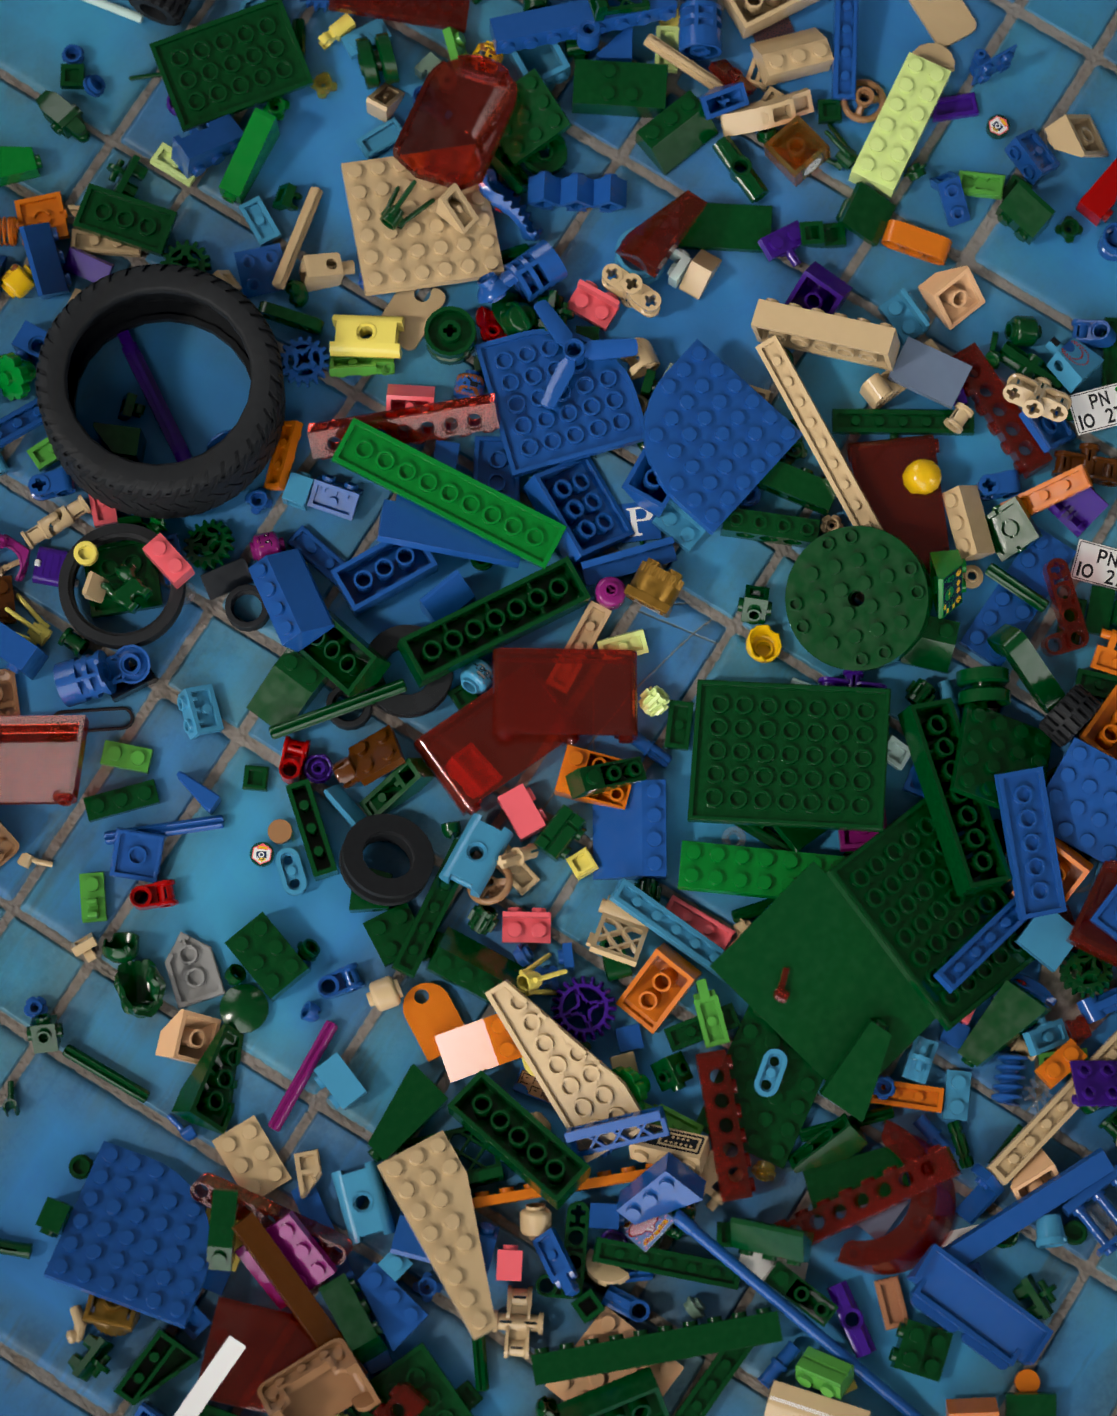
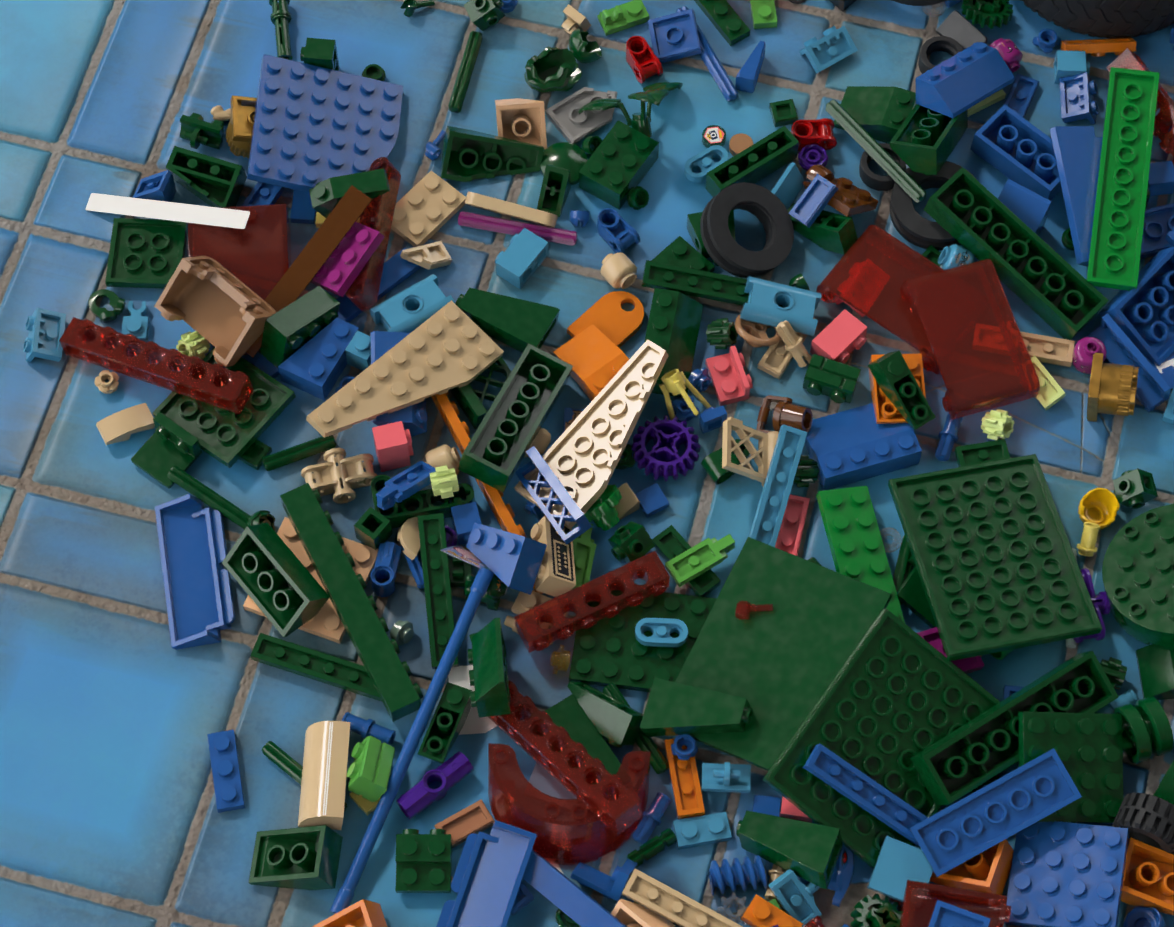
camera: 75 degrees right, 15 degrees down
(228, 917) = (641, 121): none -> dark green plant
(278, 1029) = (554, 189): none -> dark green slope
(283, 1076) = (511, 209): none -> tan beam
(378, 787) = (813, 200): none -> tile
(568, 1226) = (444, 482): none -> yellowish green gear
(582, 863) = (817, 407): light yellow tile -> none
(590, 888) = (784, 413): none -> reddish brown piece
(658, 987) = (712, 509): orange slope -> none
(793, 666) = (1088, 539): none -> light yellow pin
(897, 753) = (1038, 662): light aqua bracket -> none

